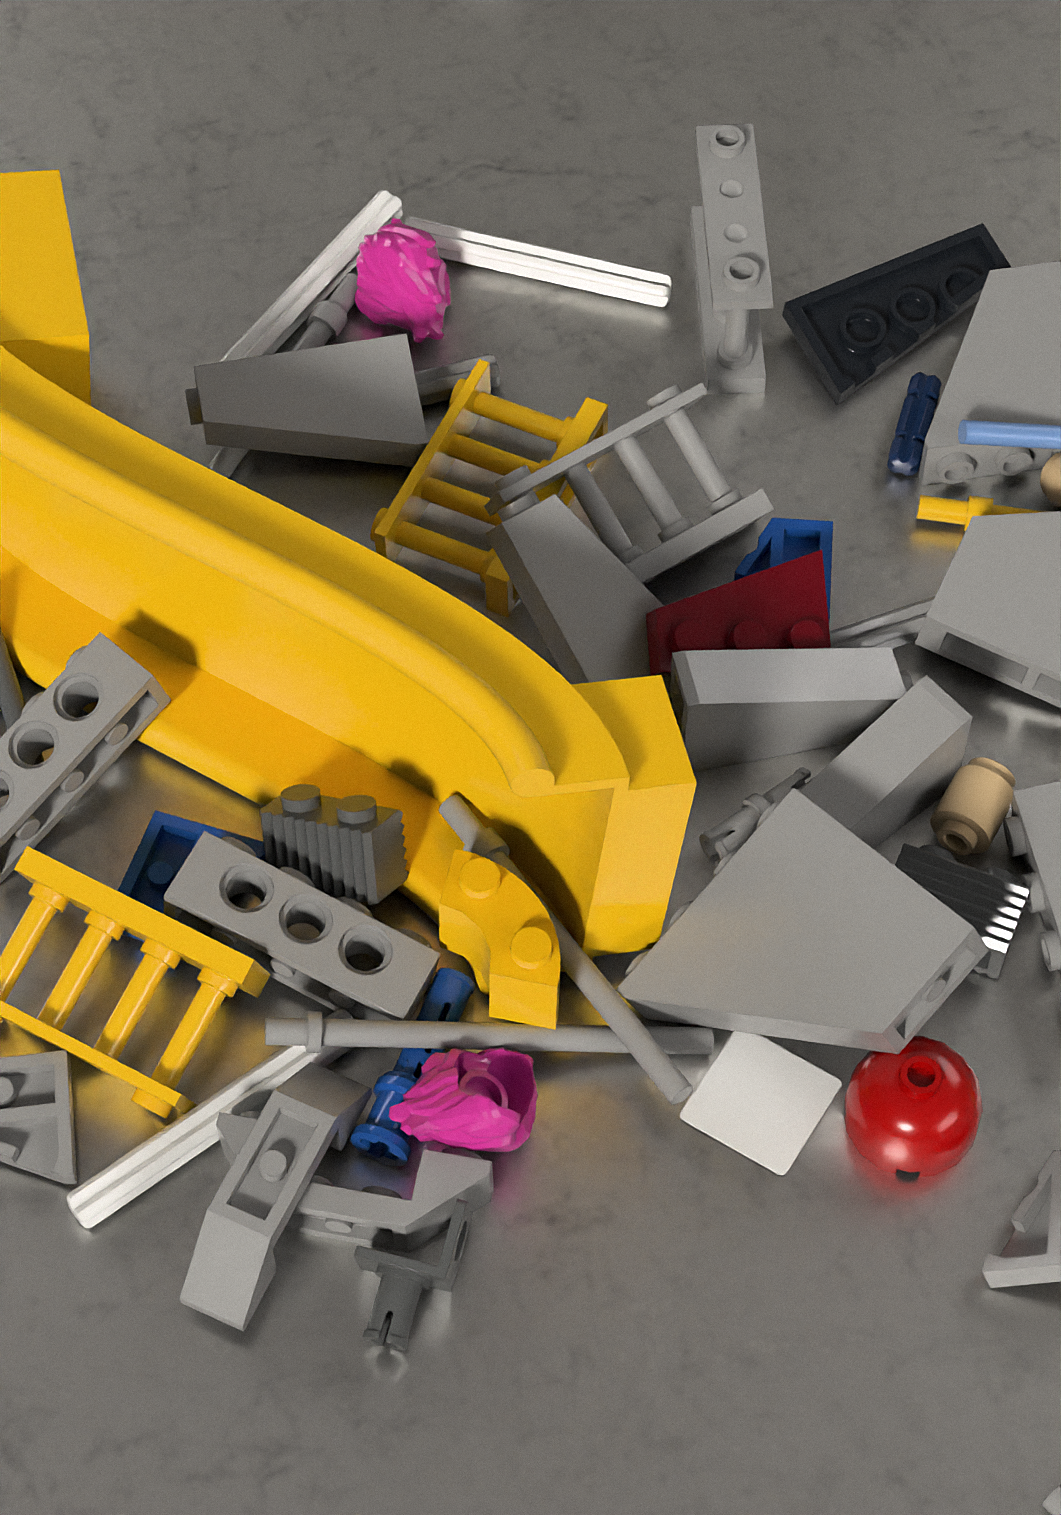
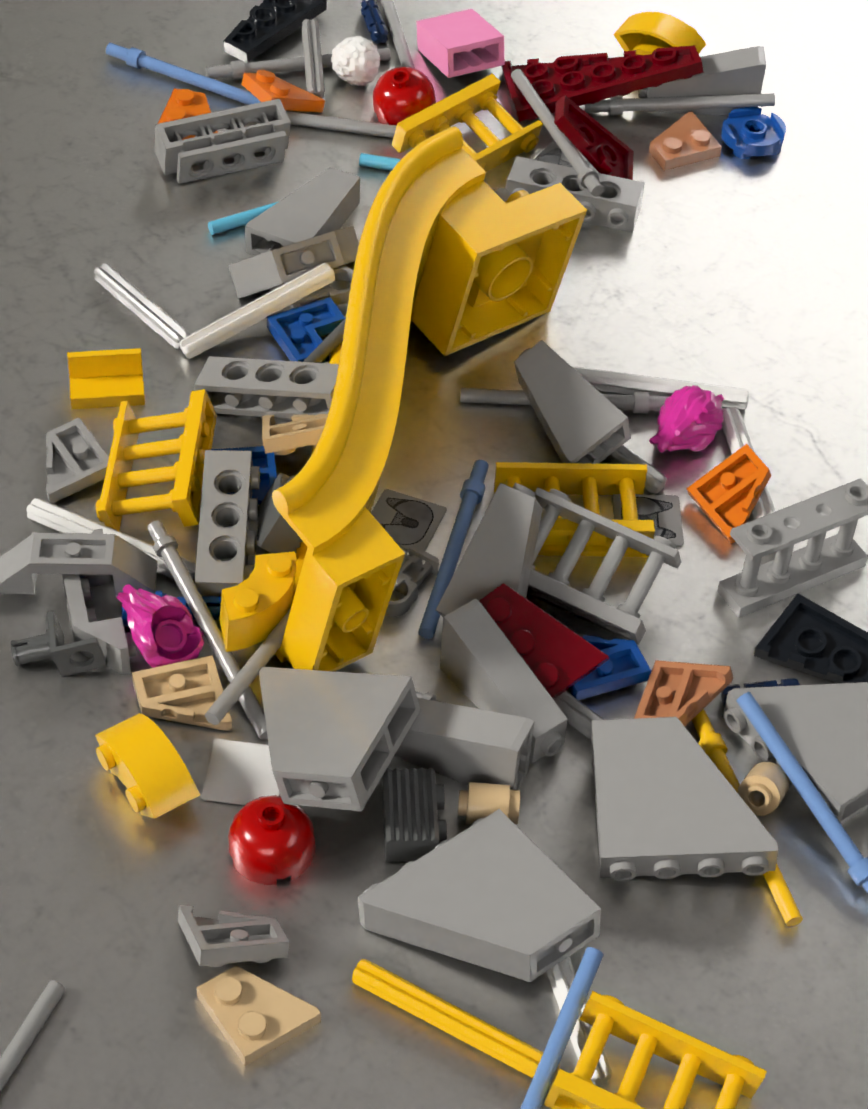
camera: 60 degrees right, 10 degrees down
(163, 761) = (286, 437): none -> tan wing
(541, 392) = (661, 509): none -> sticker
(565, 292) = (731, 490): none -> orange wing
(587, 1123) = (181, 692): none -> tan wing
(720, 1221) = (146, 766): none -> yellow brick
(886, 512) = (682, 689): none -> nougat wing

